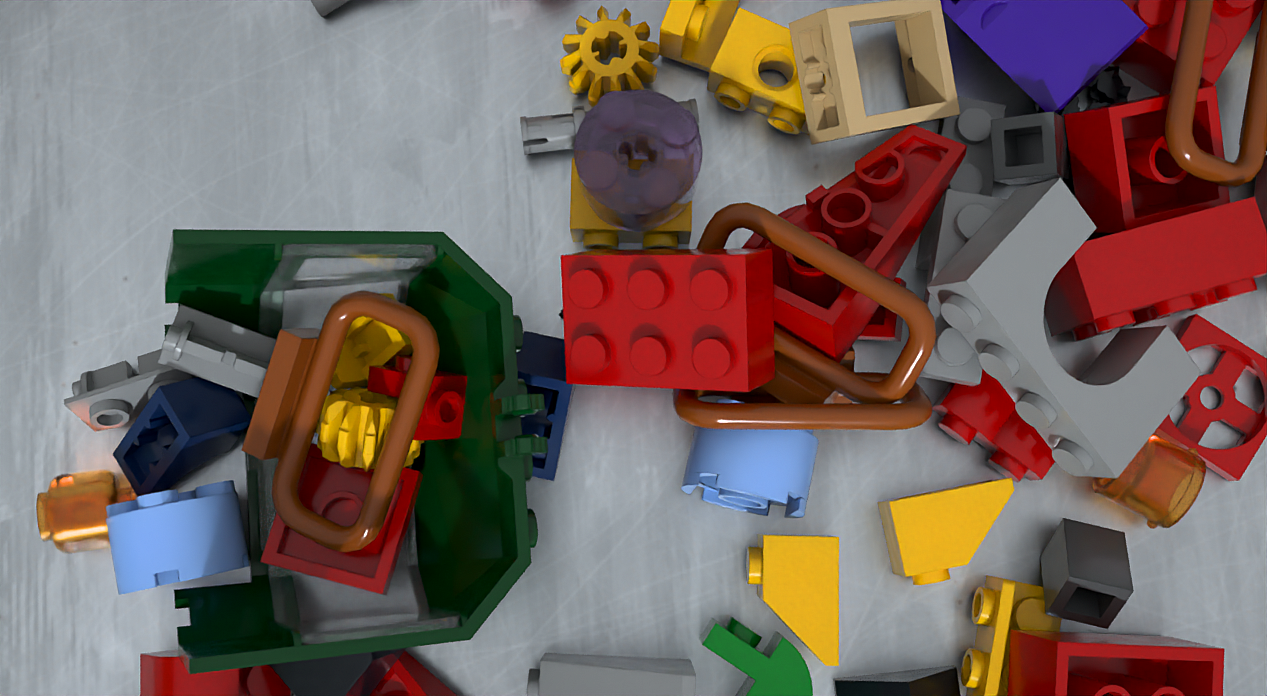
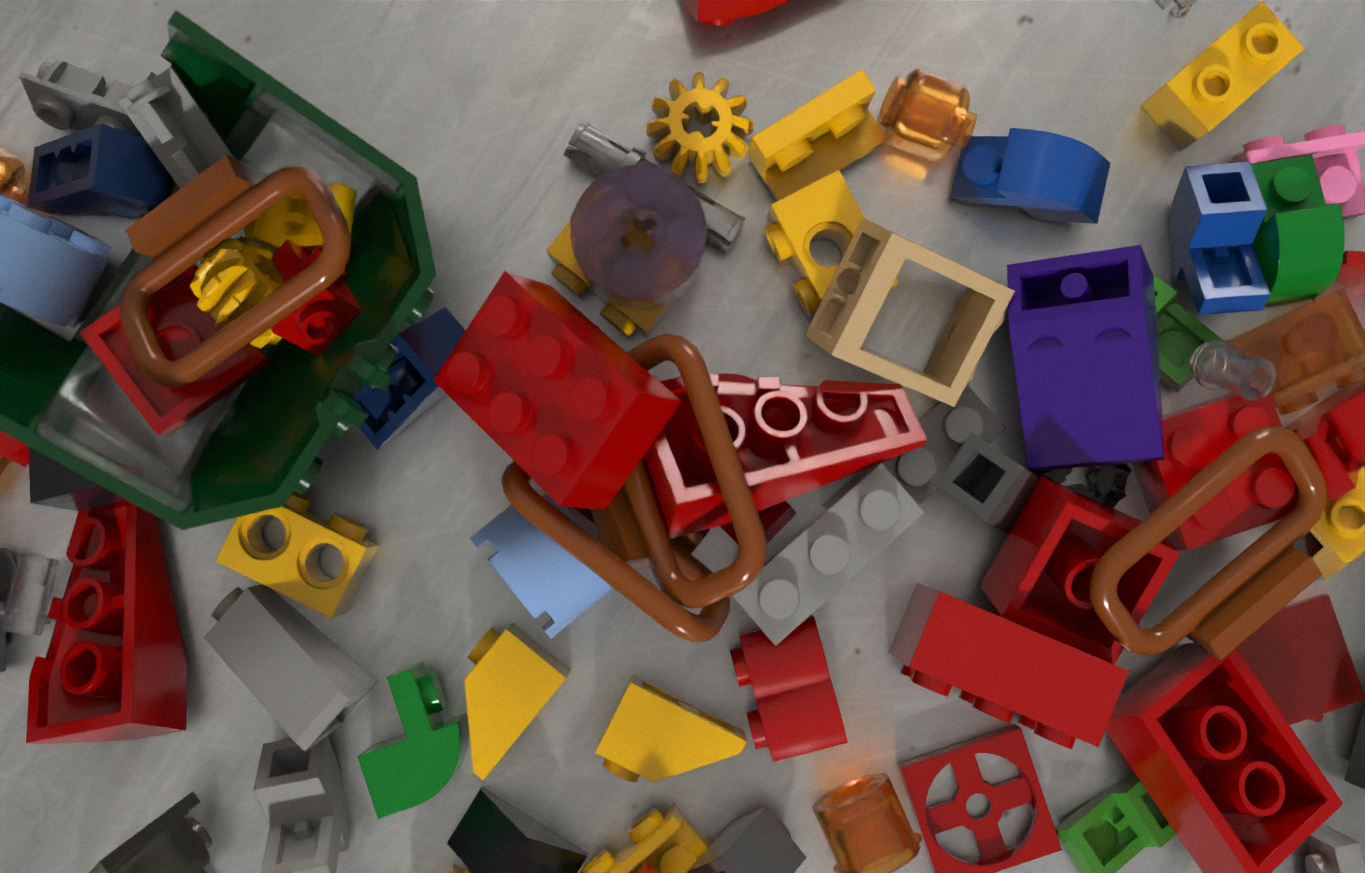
camera: 30 degrees right, 5 degrees up
(559, 618) = (294, 566): none -> yellow brick
(997, 302) = (836, 586): light grey arch -> none

